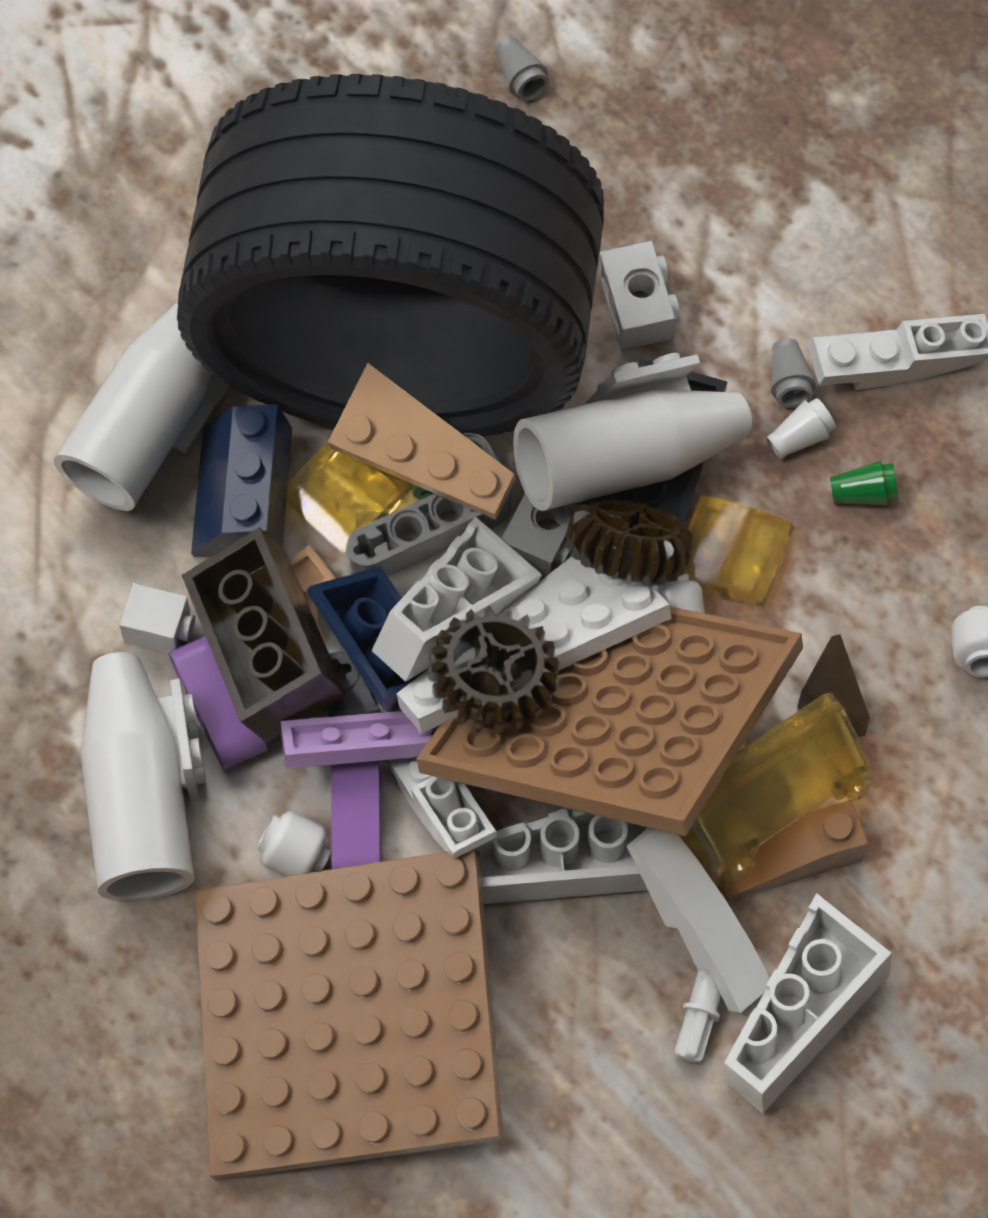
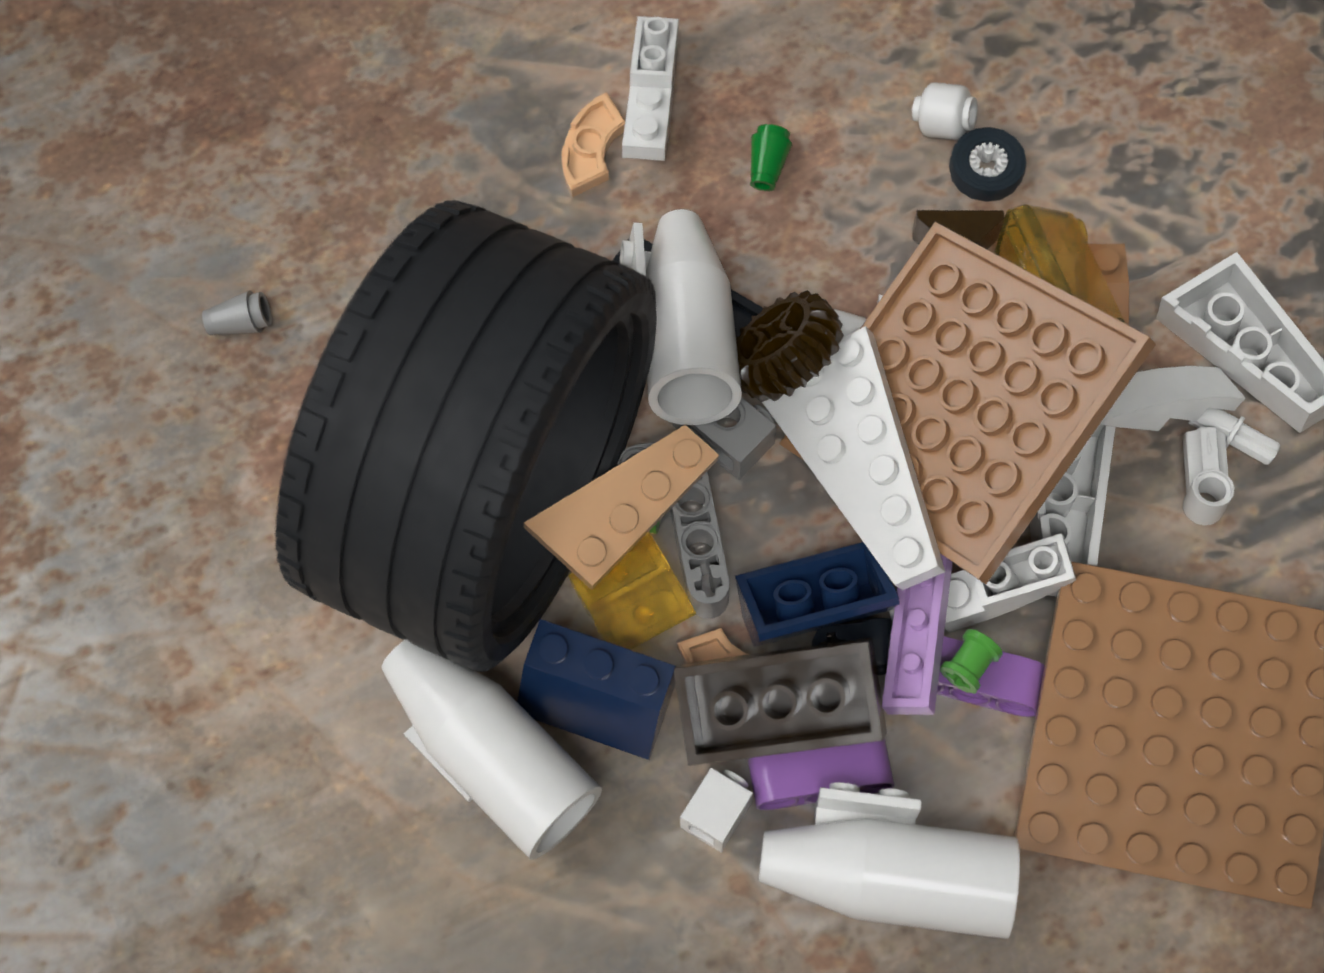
camera: 70 degrees left, 0 degrees up
(293, 845) = (993, 739): white head -> none
(352, 793) = (971, 661): none -> bright green bush
(471, 574) = (799, 514): white wedge -> none
(485, 693) = (935, 464): dark brown gear -> none
(644, 988) = (1206, 473): none -> white piece
(736, 549) = (796, 265): clear yellow slope -> none
(790, 374) = (640, 183): light grey cone -> none
(802, 428) = (697, 188): white cone -> none
(822, 315) = (588, 142): none -> light nougat tile
(932, 679) = (987, 145): none -> black bush

